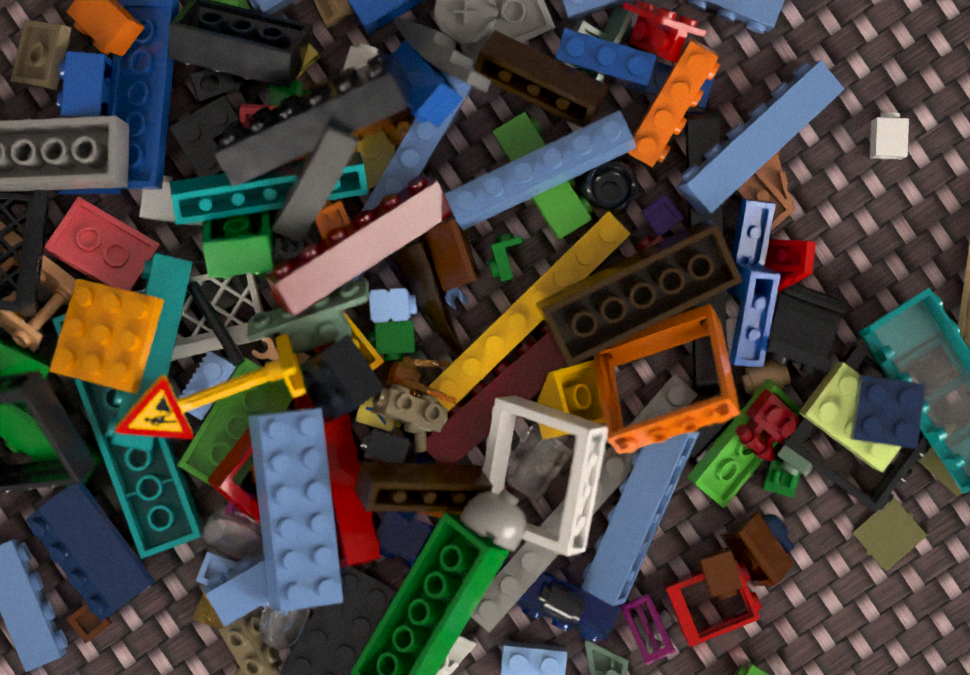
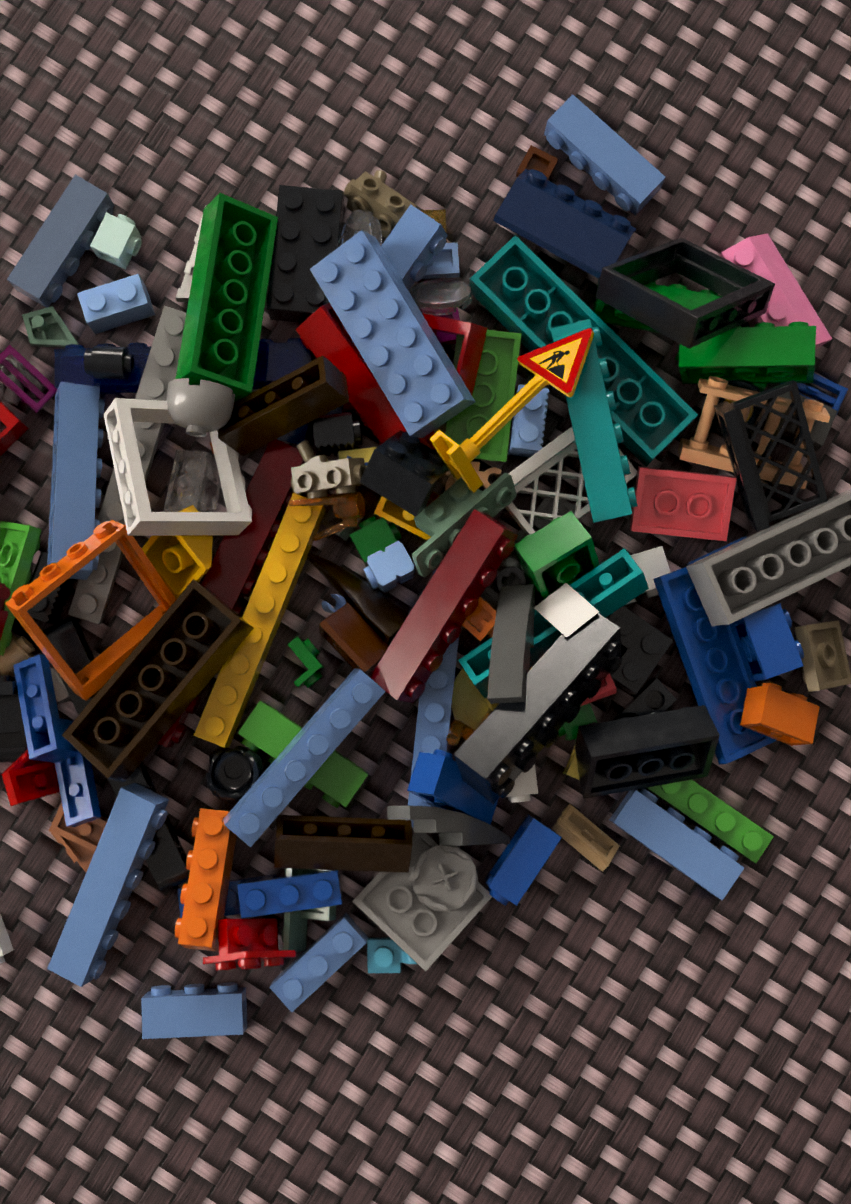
camera: 150 degrees right, 5 degrees down
(107, 336) = (640, 416): light orange plate -> none
(215, 323) = (545, 477): black bar -> none
(253, 192) = (566, 610): none -> white sticker
(662, 215) = (175, 768): dark purple tile -> none

